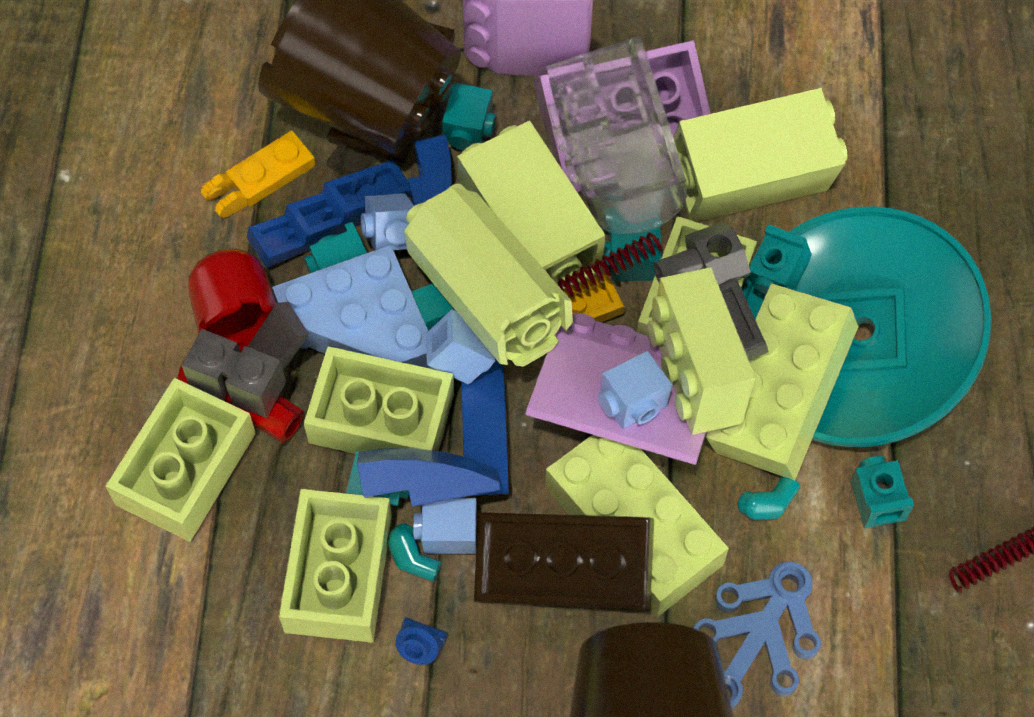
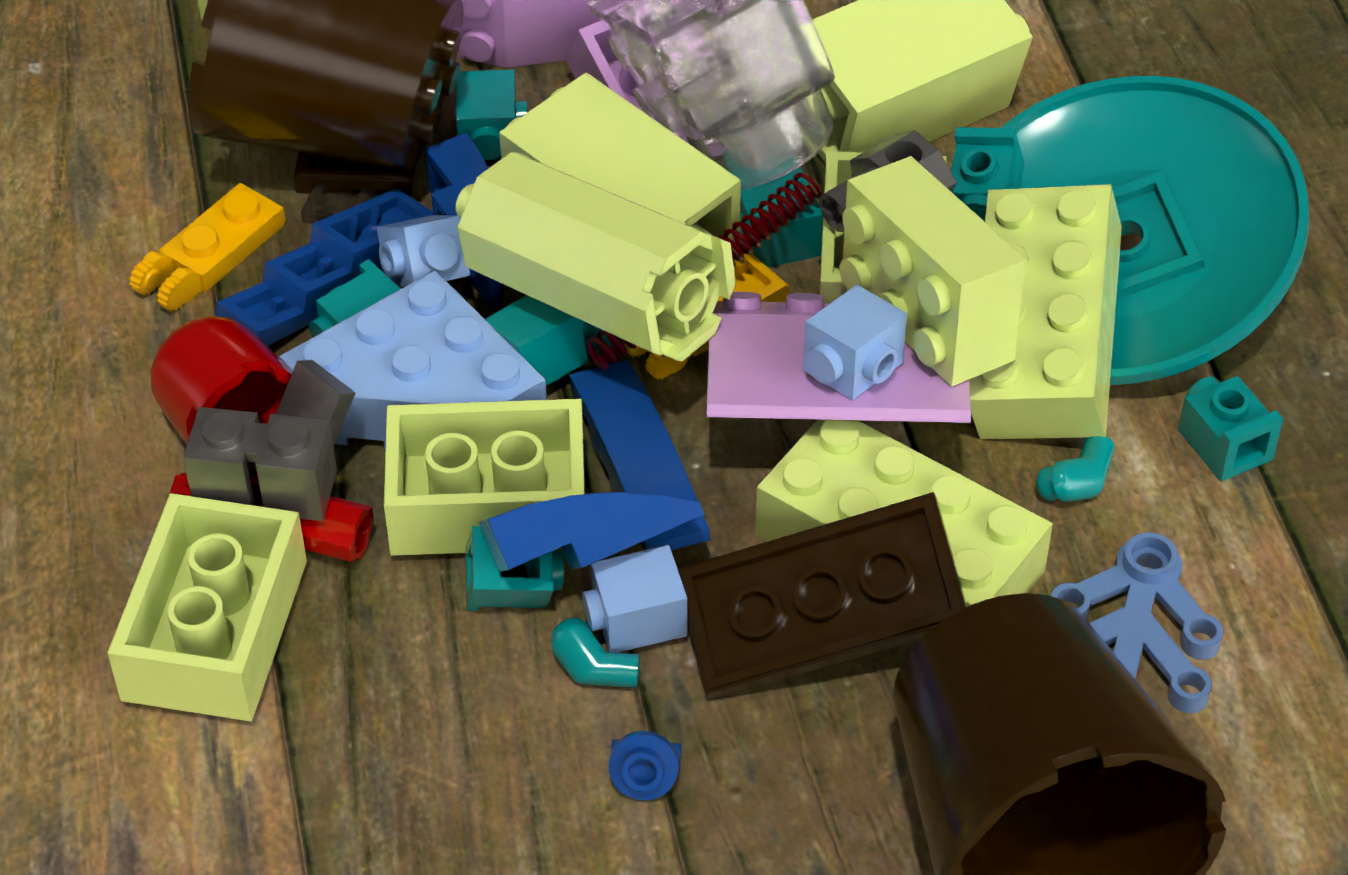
camera: 15 degrees left, 15 degrees down
(336, 566) = (491, 688): yellowish green brick -> none
(457, 349) = (581, 363): light blue brick -> none

